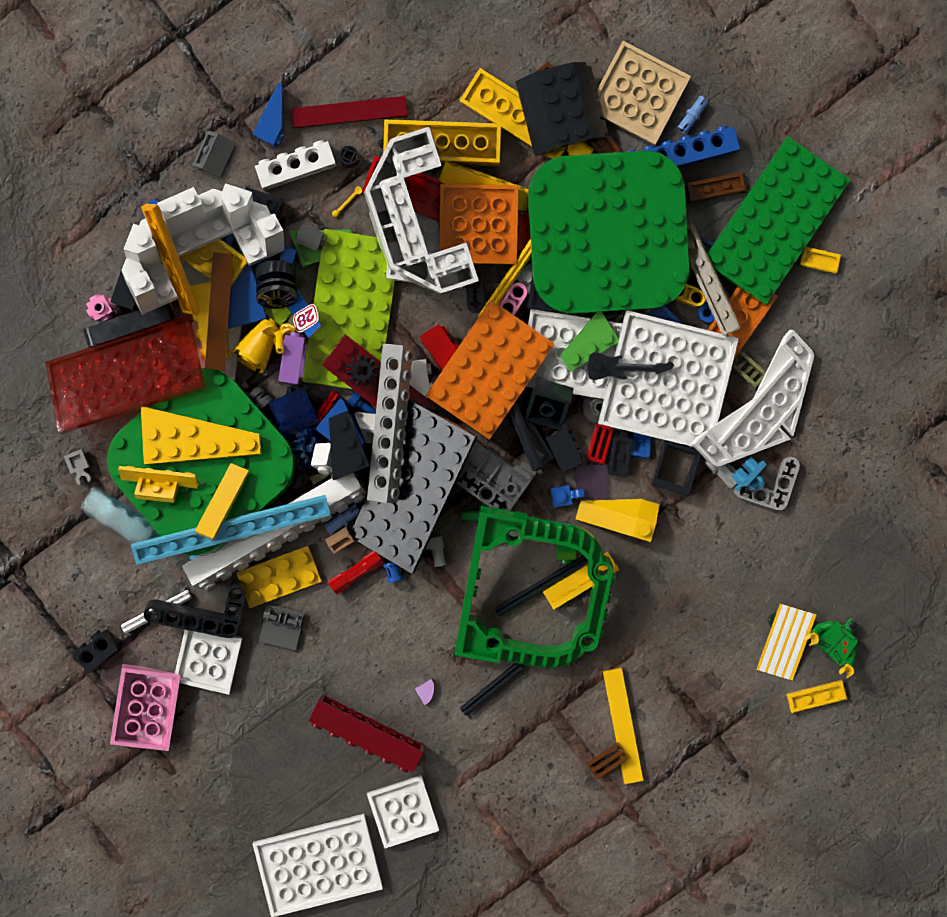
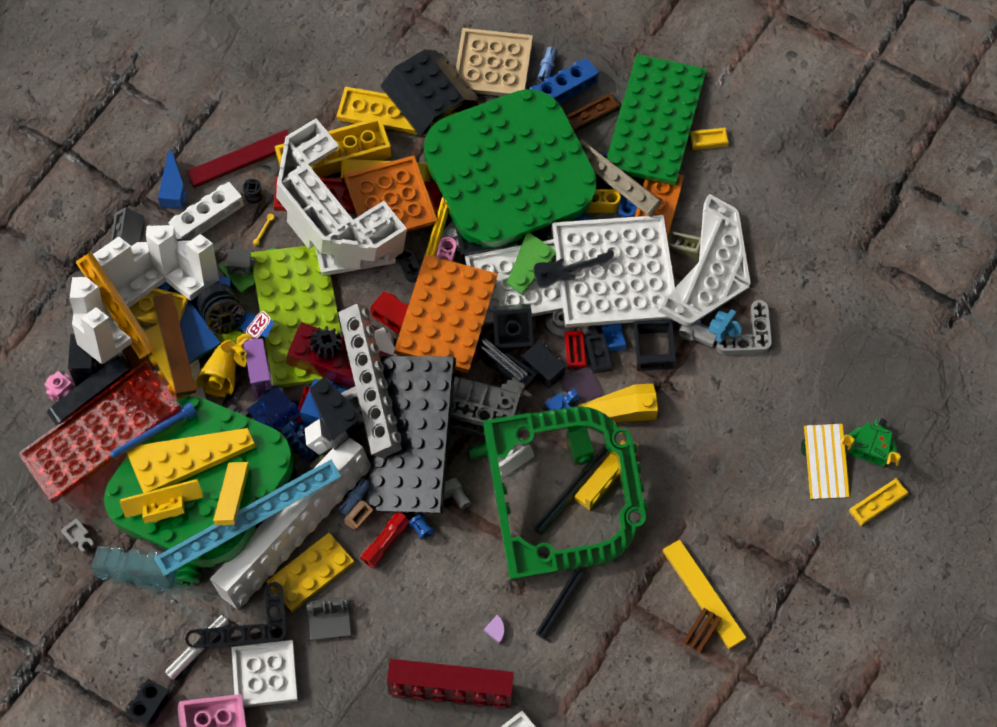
camera: 20 degrees left, 25 degrees down
(209, 391) = (187, 412): none -> blue piece

